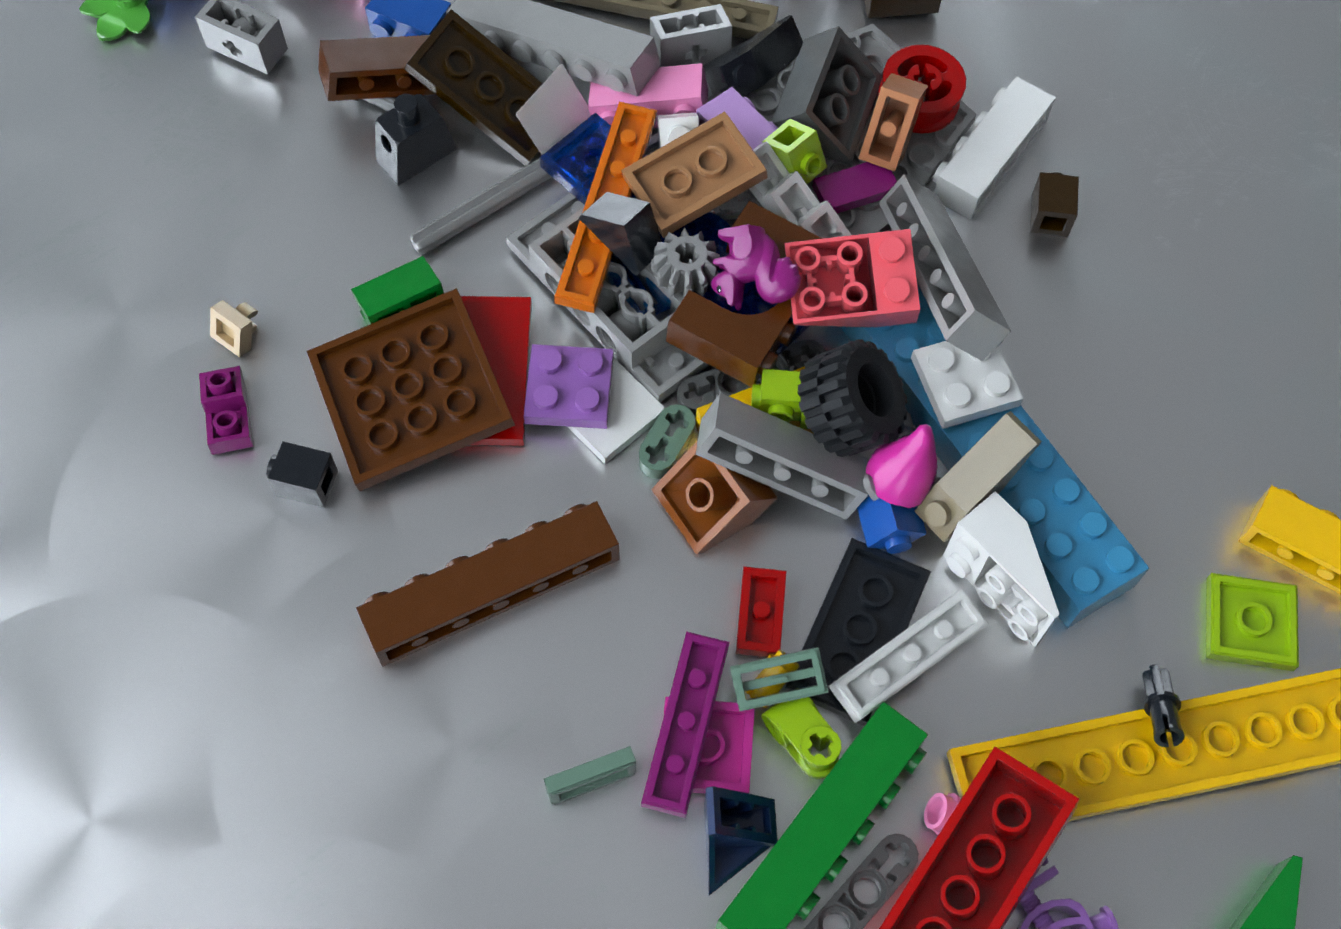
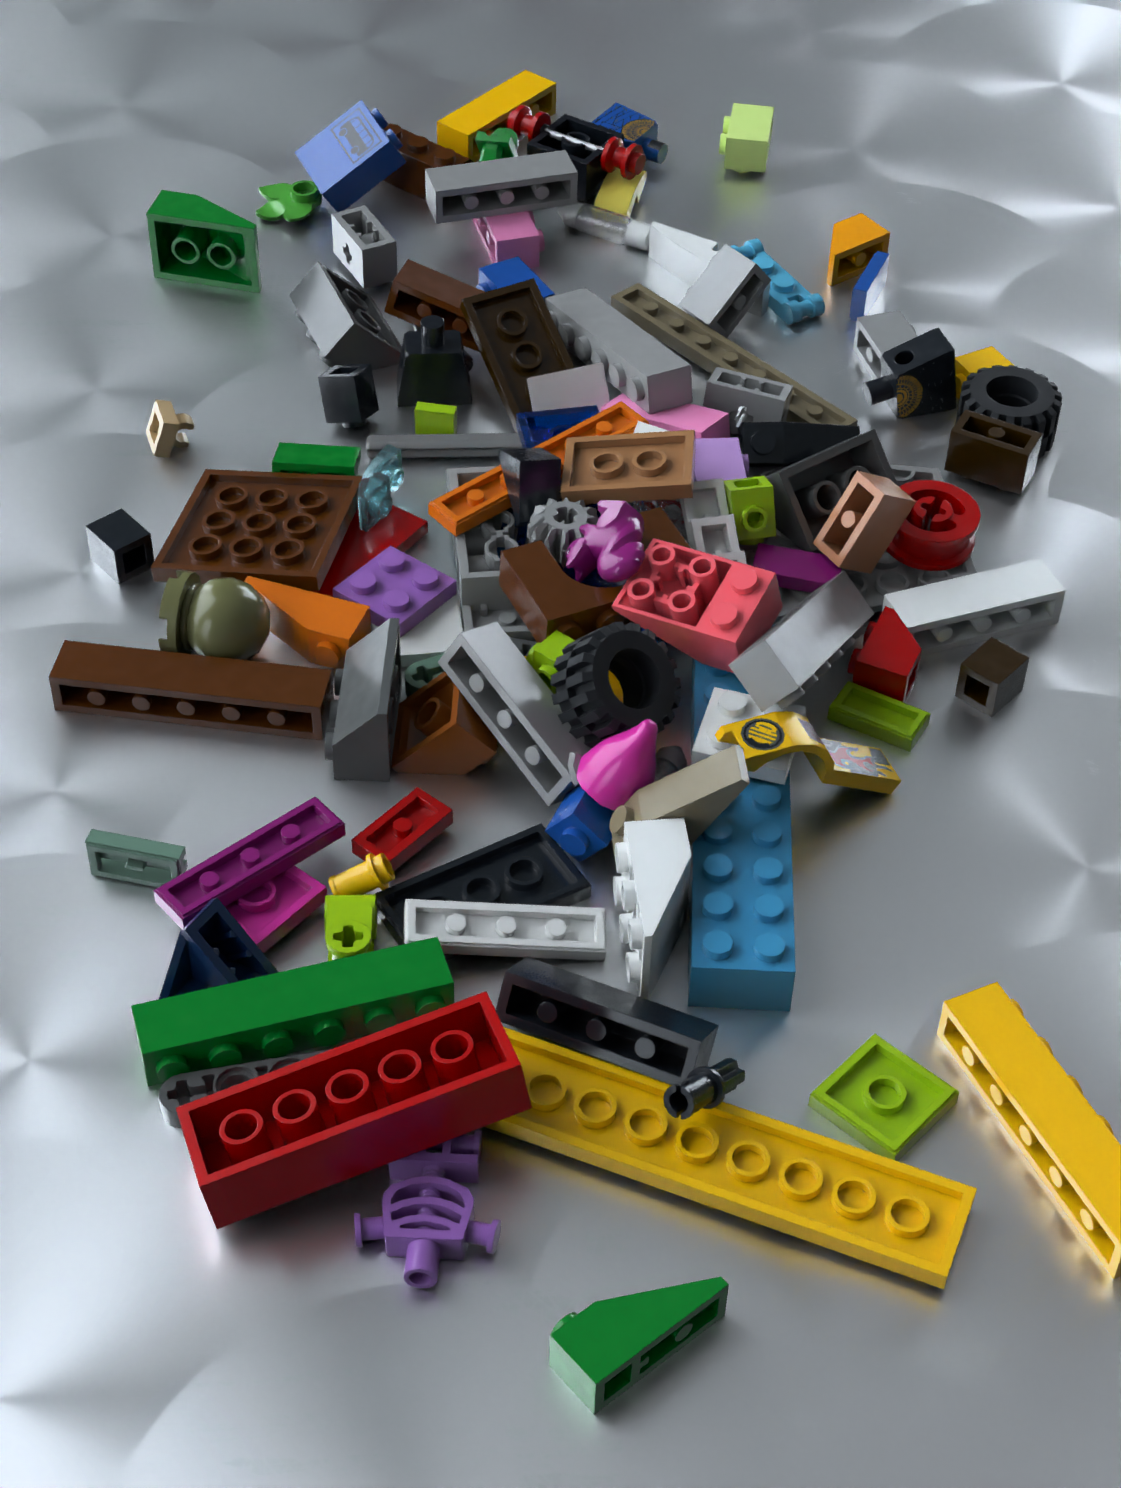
camera: 35 degrees right, 20 degrees down
(98, 106) = (202, 243): none -> green slope
(225, 410) = (109, 481): magenta slope -> none
(290, 125) = (344, 321): none -> dark grey slope
(365, 204) = (348, 394): none -> black brick
(455, 190) = (435, 418): none -> lime tile
(465, 508) = (213, 618): none -> olive tile
(477, 291) = (376, 485): none -> clear light blue slope
(531, 458) = (312, 622): none -> orange slope
(648, 514) = (366, 707): none -> dark grey slope
(817, 671) = (391, 876): sand green tile -> none
(979, 227) = (888, 657): none -> red slope
(1012, 283) = (878, 716): none -> lime tile
(1015, 366) = (833, 761): none -> yellow piece
(1049, 692) = (604, 1021): none -> black brick

